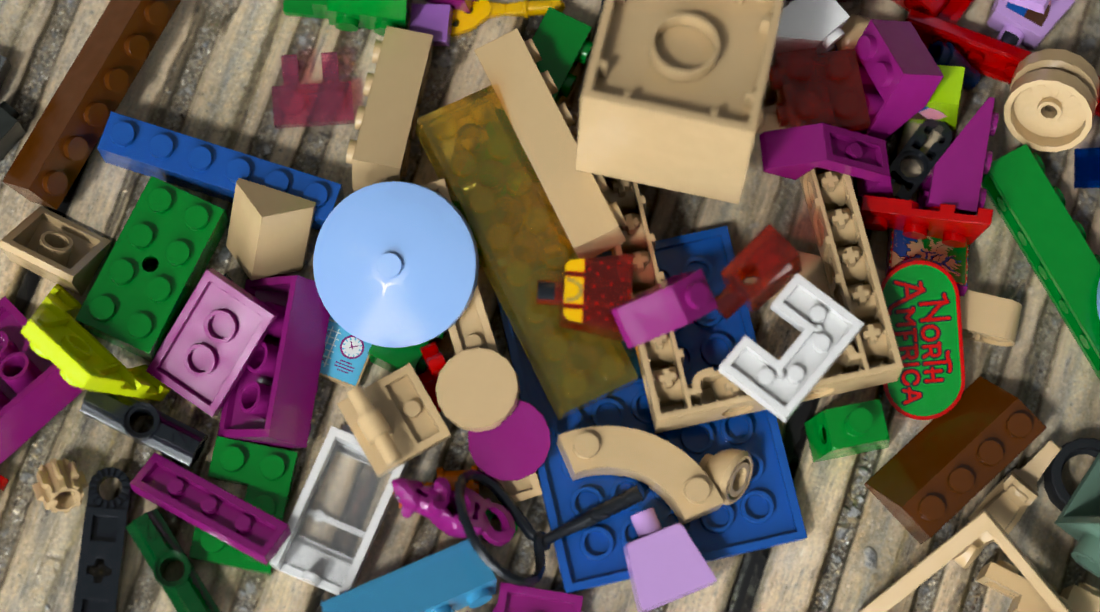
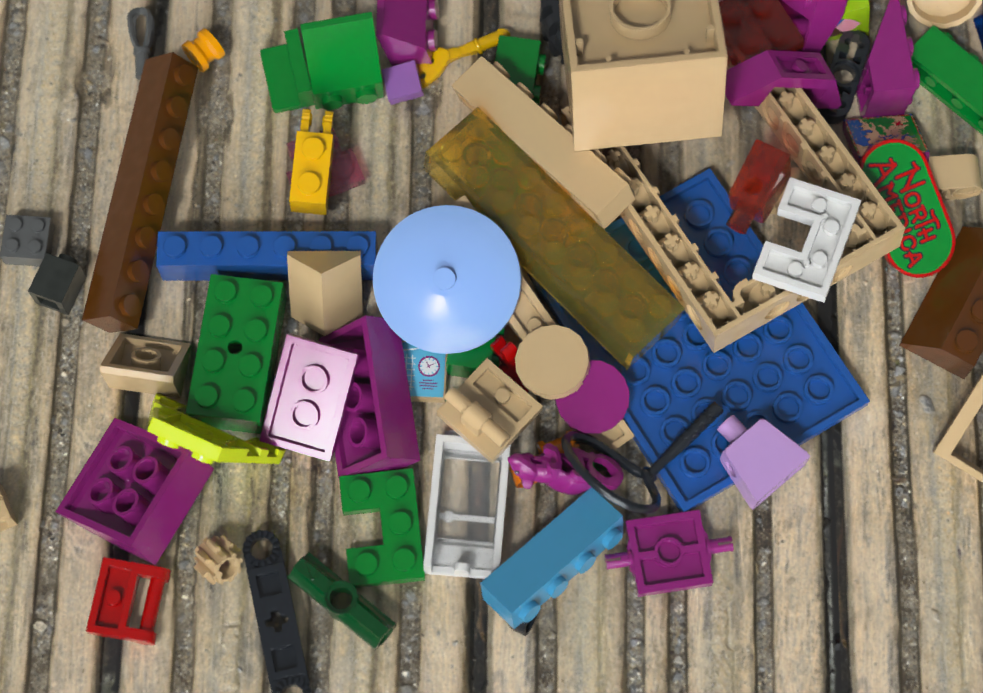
camera: 10 degrees left, 5 degrees down
(165, 436) = (296, 490): black piece -> none
(210, 508) = (356, 536): magenta plate -> none
(298, 90) = (312, 166): none -> yellow hinge
(391, 107) = (396, 156): tan wedge -> none
(589, 293) = (625, 250): clear red torso -> none
(643, 458) = (713, 376): tan brick -> none
(664, 308) = (691, 238): magenta slope -> none
(729, 472) = (785, 367): tan brick -> none
(848, 430) = (877, 301): green torso -> none
(916, 223) = (885, 109): red wing -> none

